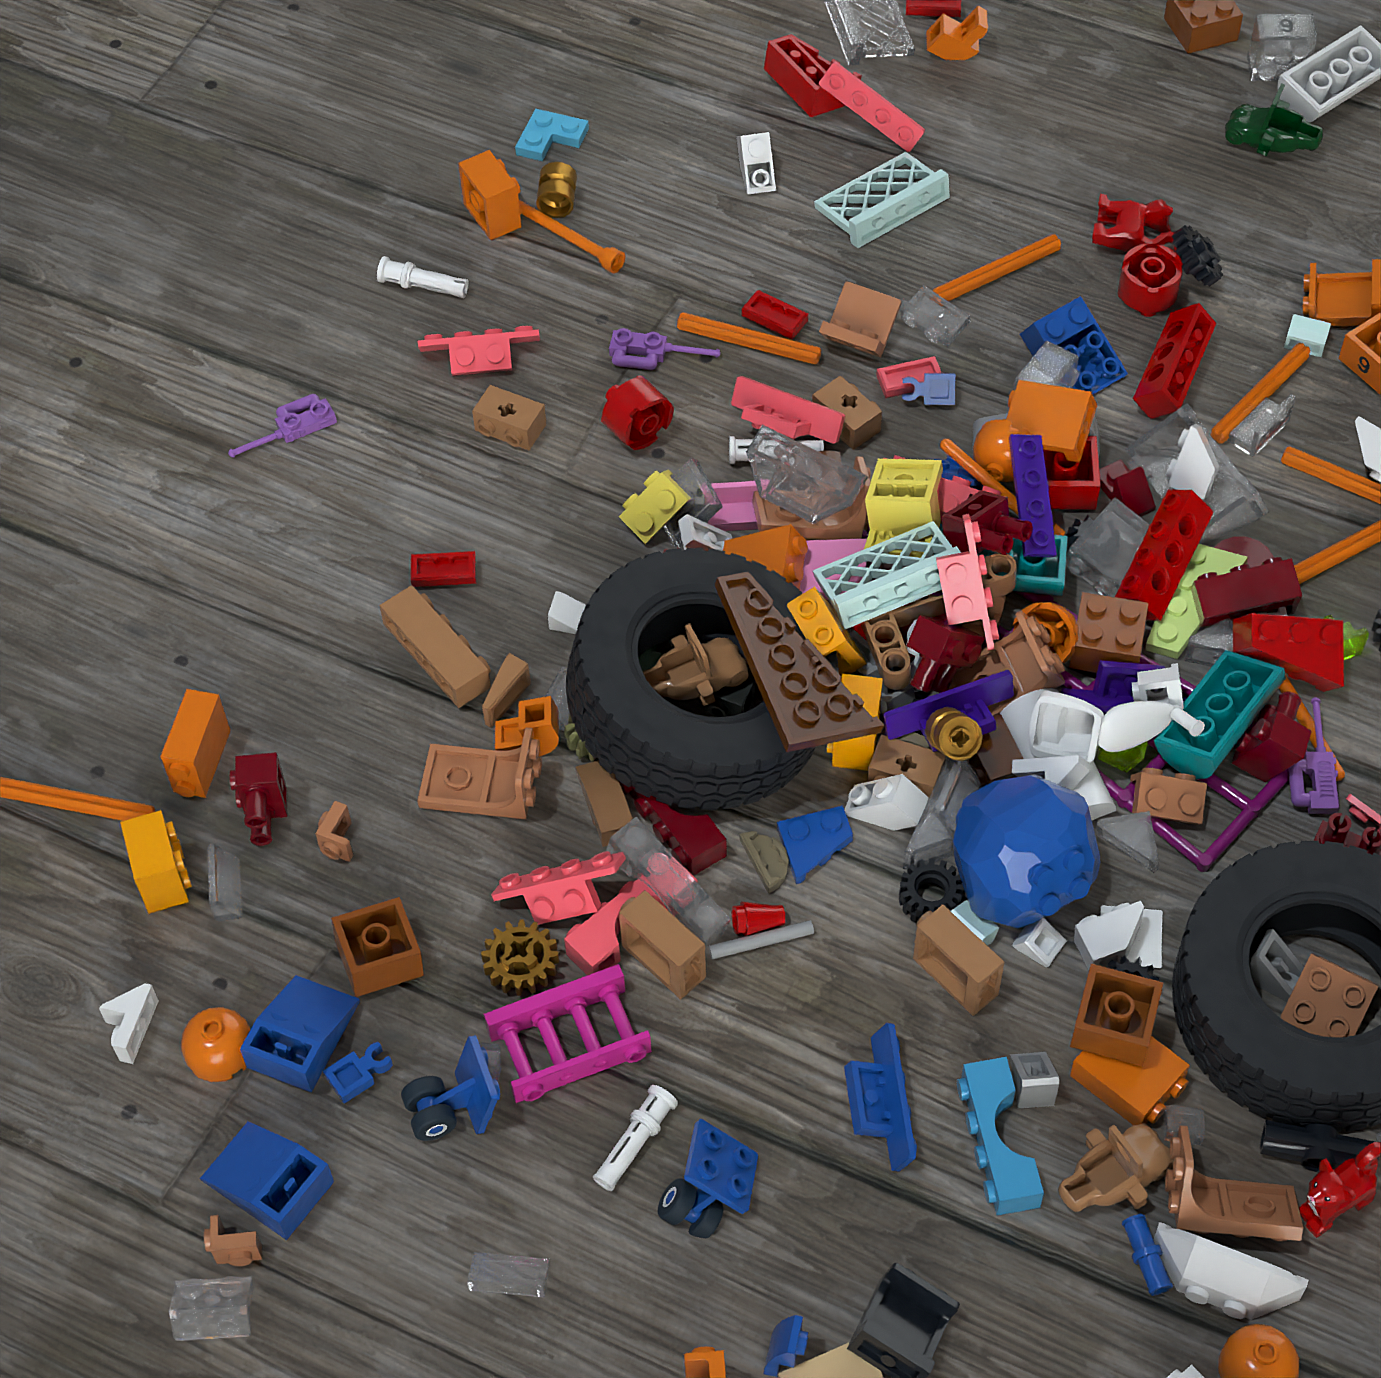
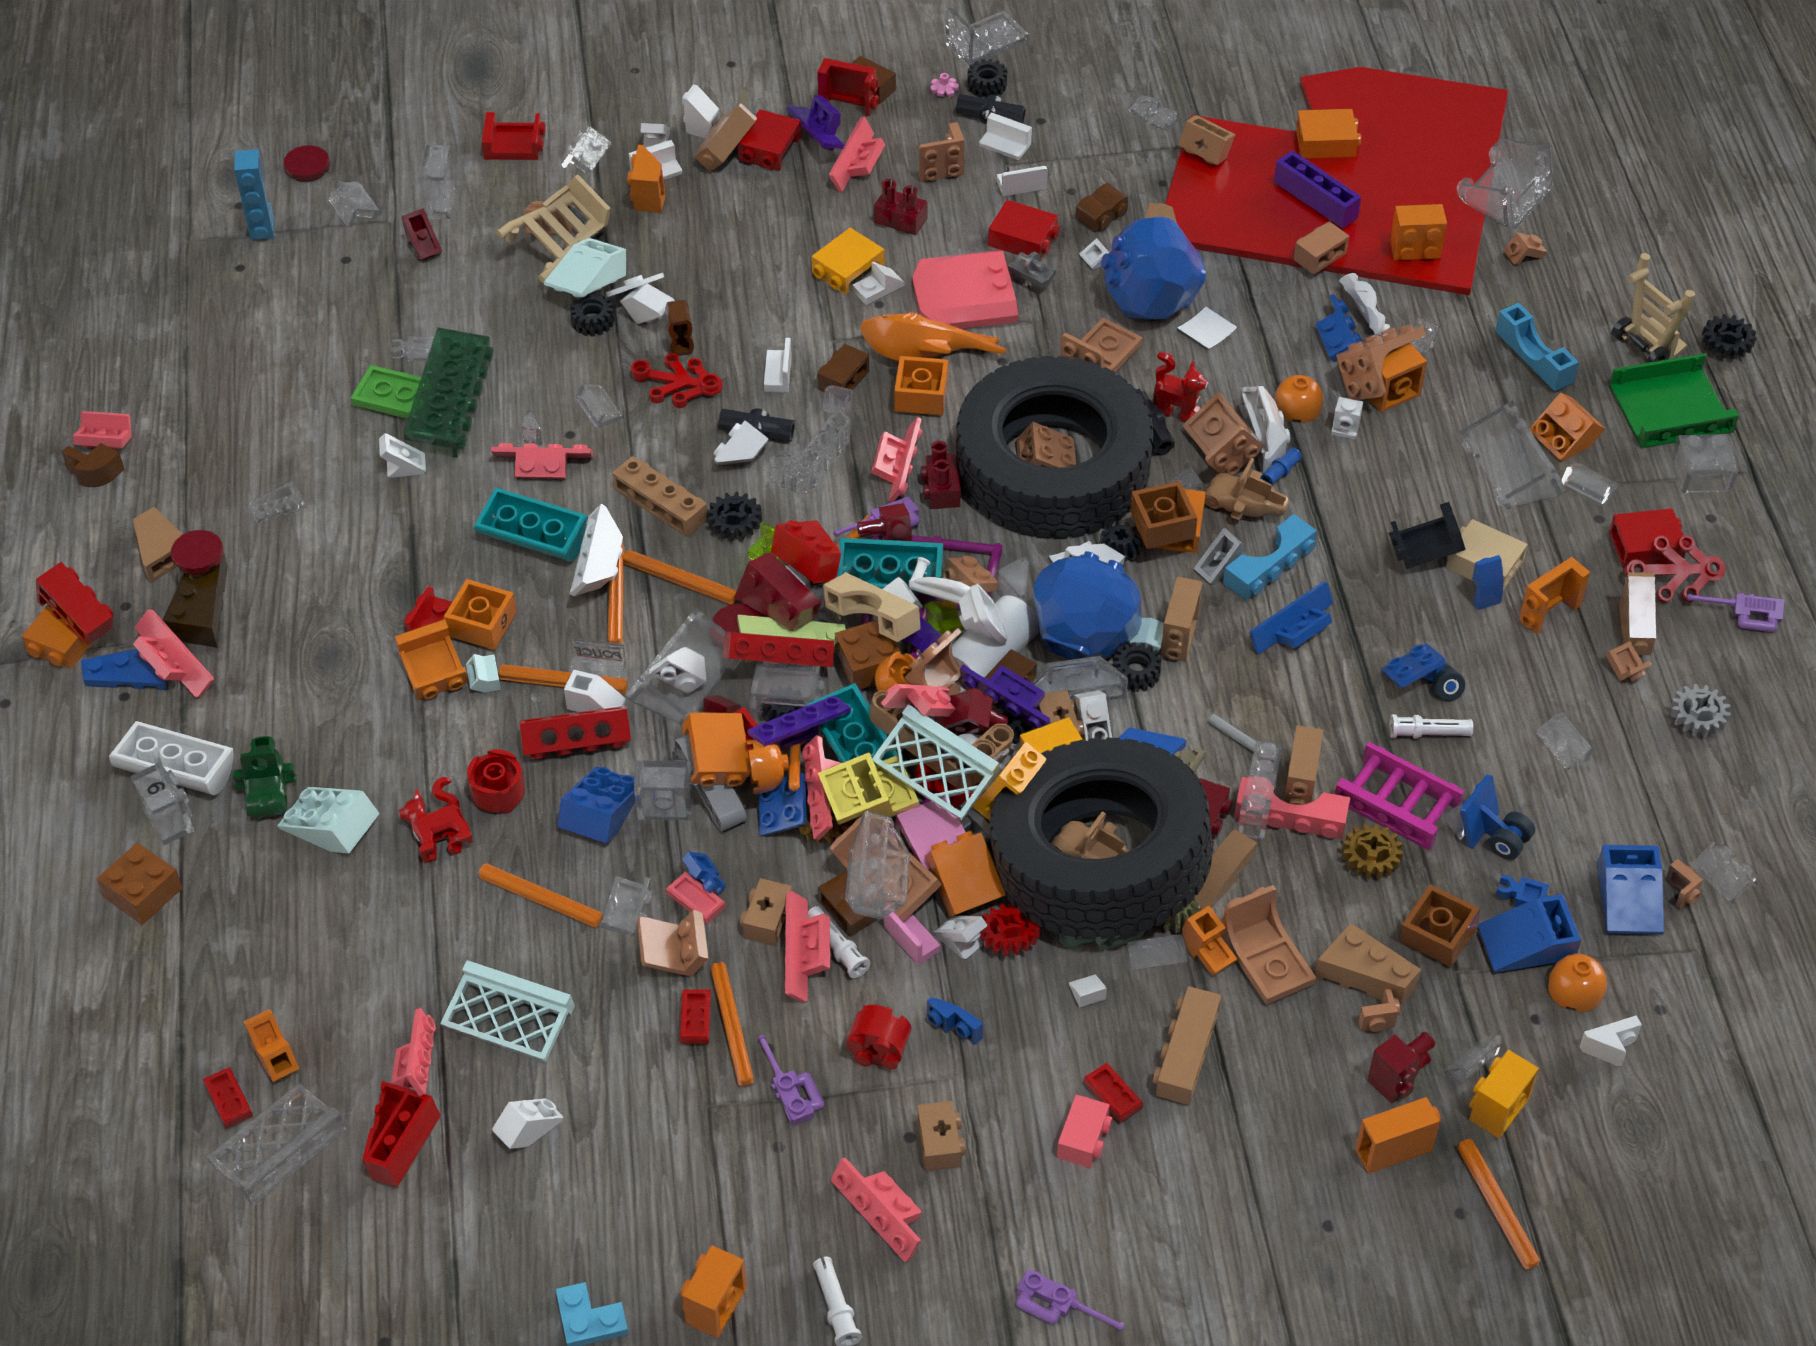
camera: 125 degrees left, 5 degrees down
(389, 854) = (1367, 965): none -> medium nougat wedge
(422, 521) = (1083, 1131): none -> coral brick
(506, 688) = (1175, 982): medium nougat slope -> none
(556, 189) = (673, 1247): pearl gold wheel -> none
(560, 890) = (1310, 847): coral bracket -> none
(610, 258) = (713, 1170): orange piece -> none
(610, 494) = (947, 1016): none -> blue slope
(654, 506) = (956, 977): light yellow bracket -> none
(703, 501) = (937, 960): clear tile -> none
(756, 917) = (1235, 746): red cone -> none
(792, 675) = (1074, 759): reddish brown wing -> none
(953, 733) = (1040, 666): pearl gold wheel -> none
(993, 520) = (855, 733): dark red brick -> none
(1060, 770) = (1015, 616): white slope -> none
(1119, 643) = (852, 595): none -> tan arch
(1192, 159) = (330, 818): none -> light aqua slope
(1197, 255) = (453, 759): black gear -> none
(1216, 390) = (590, 692): none -> white slope

